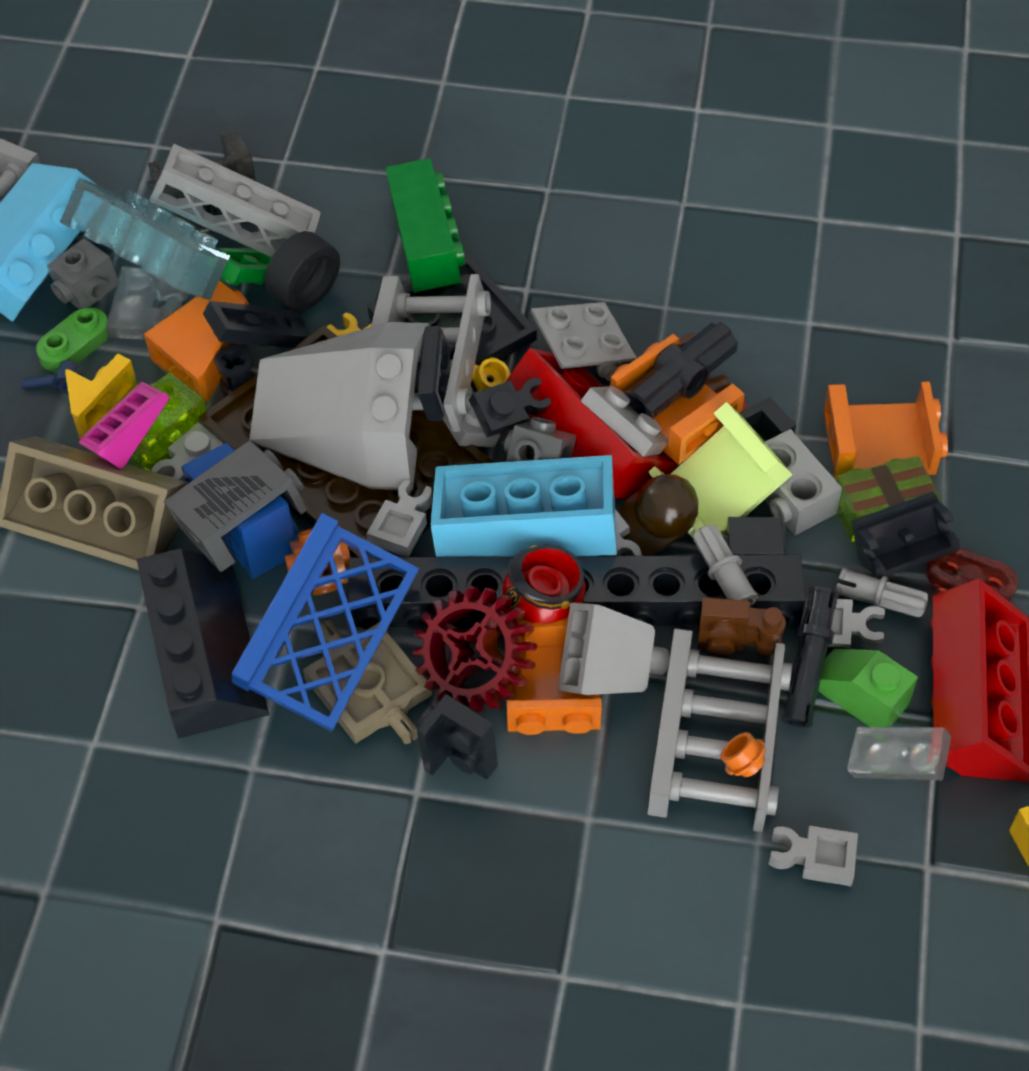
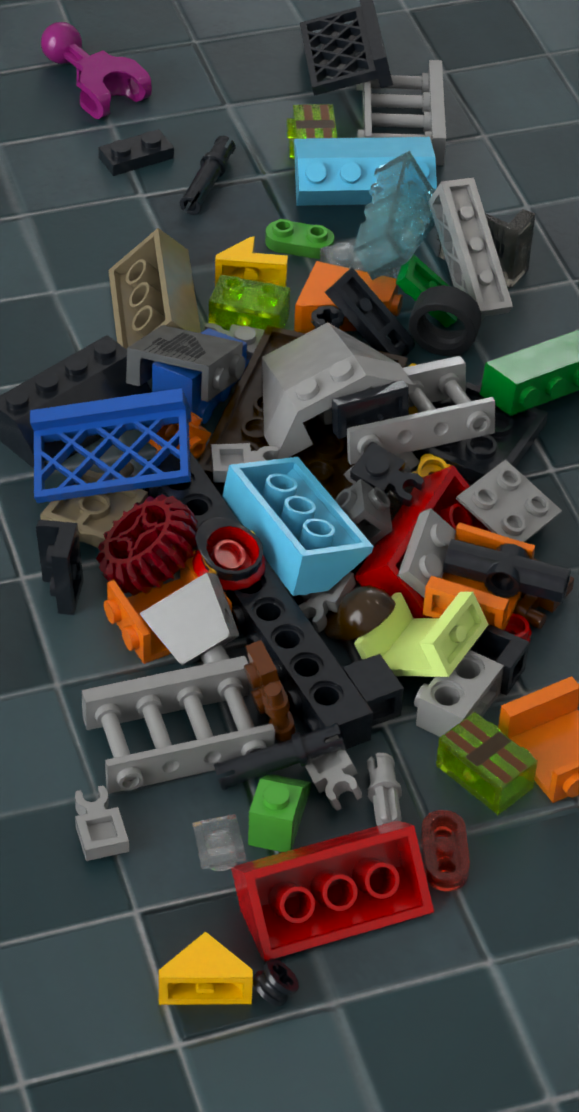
camera: 60 degrees right, 10 degrees down
(57, 380) = (261, 245): dark blue hand -> none
(82, 275) = (344, 208): dark grey brick -> none
(125, 425) = (200, 277): dark pink slope -> none
(723, 564) = (315, 659): light grey axle -> none
(743, 755) = (146, 733): orange plate -> none
(904, 535) = (447, 780): black hinge -> none

